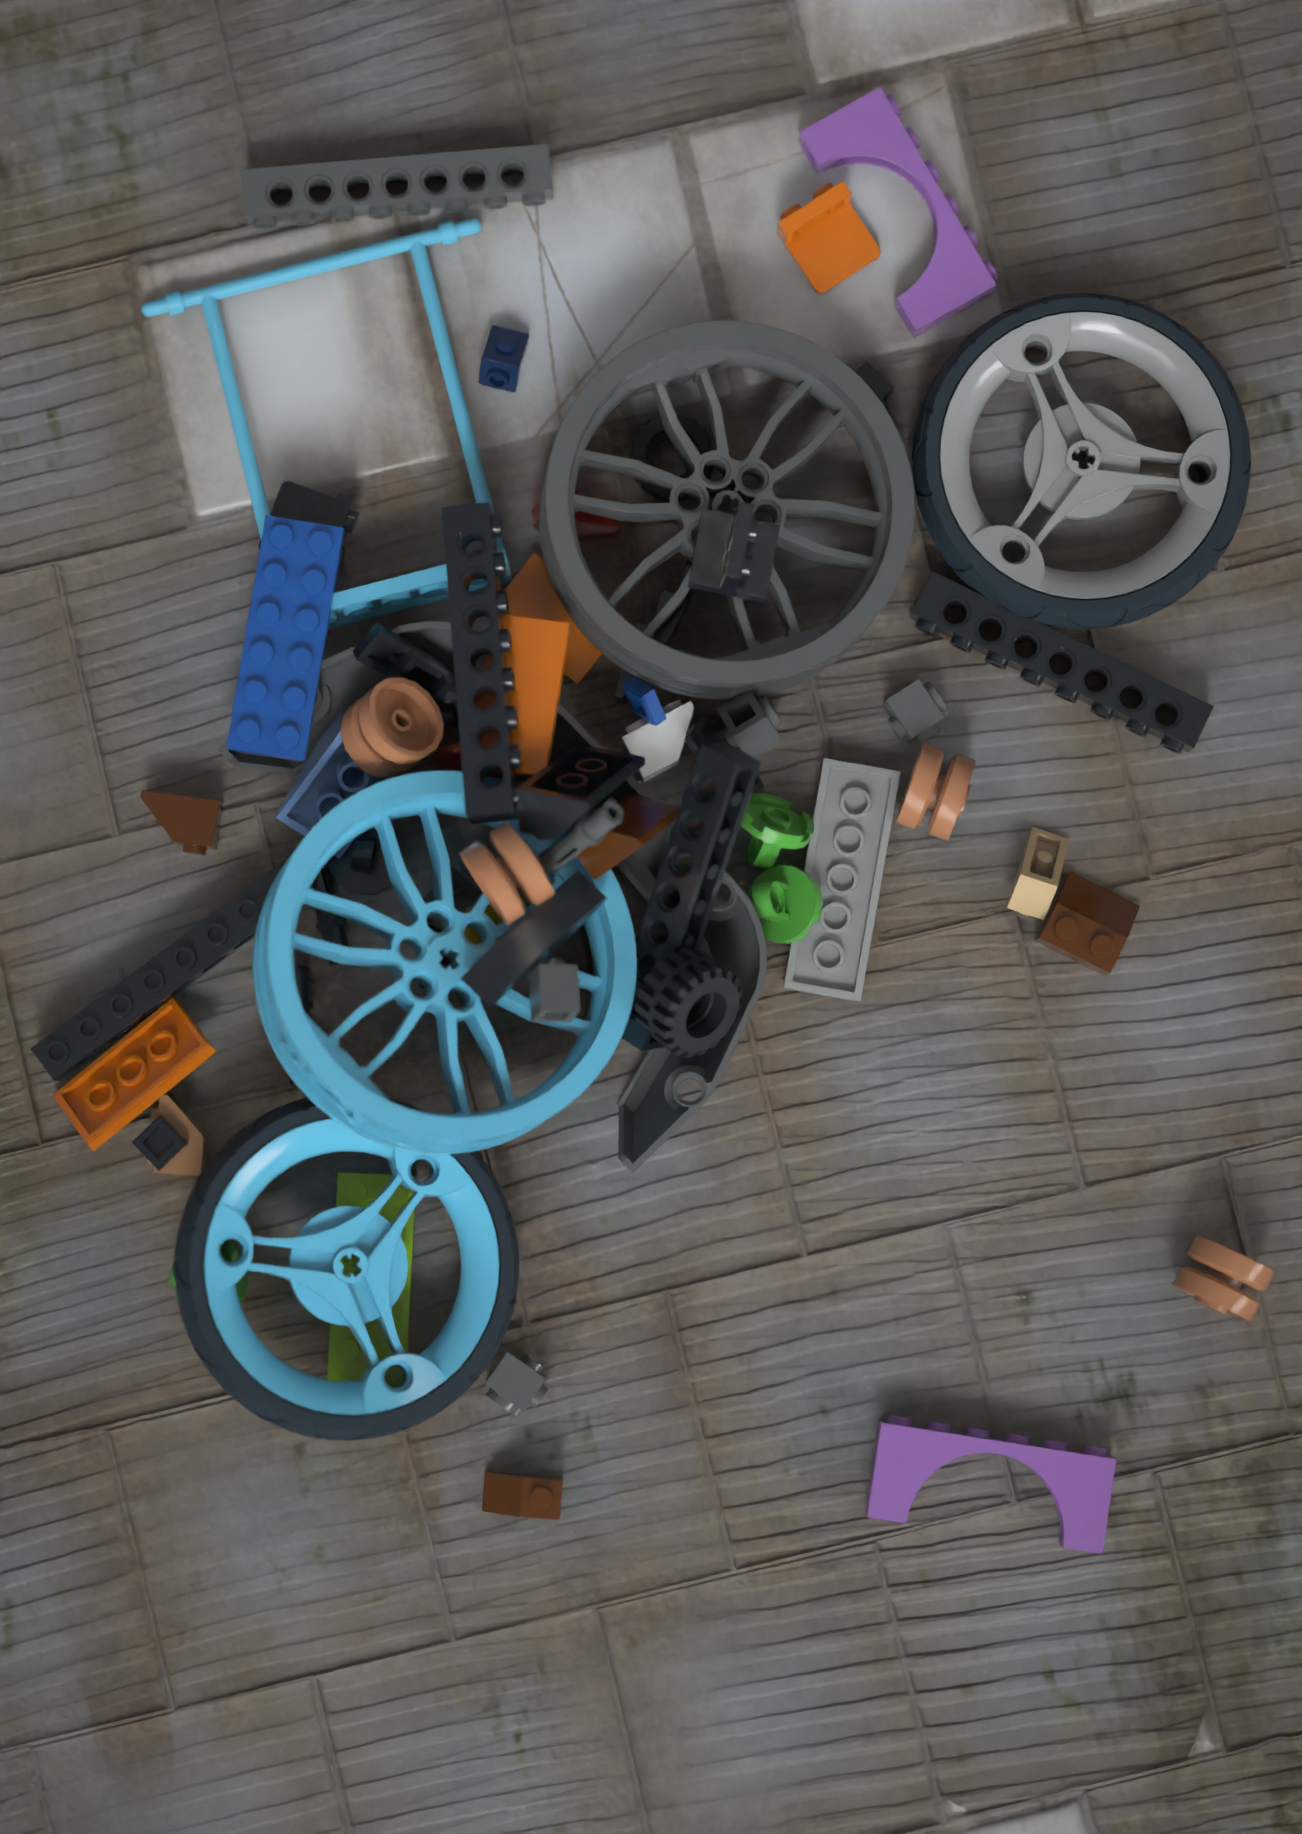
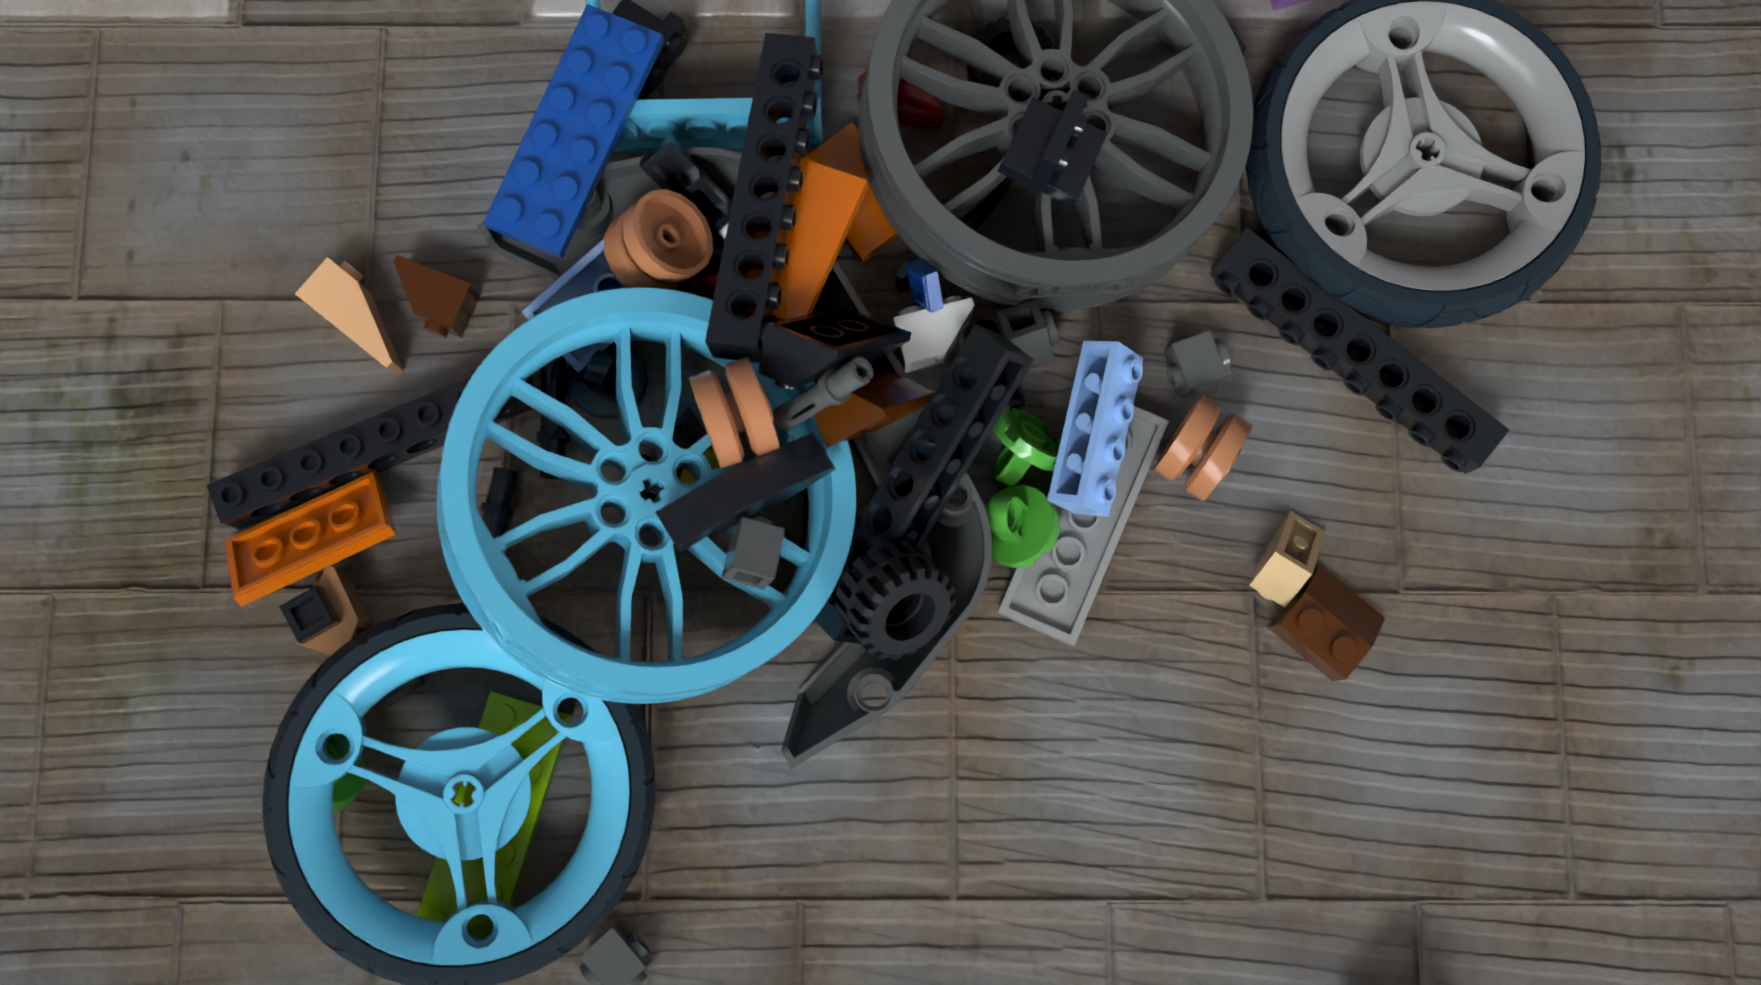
camera: 15 degrees right, 5 degrees down
(104, 847) = (350, 307): none -> light nougat slope
(833, 798) = (1096, 428): none -> light blue brick

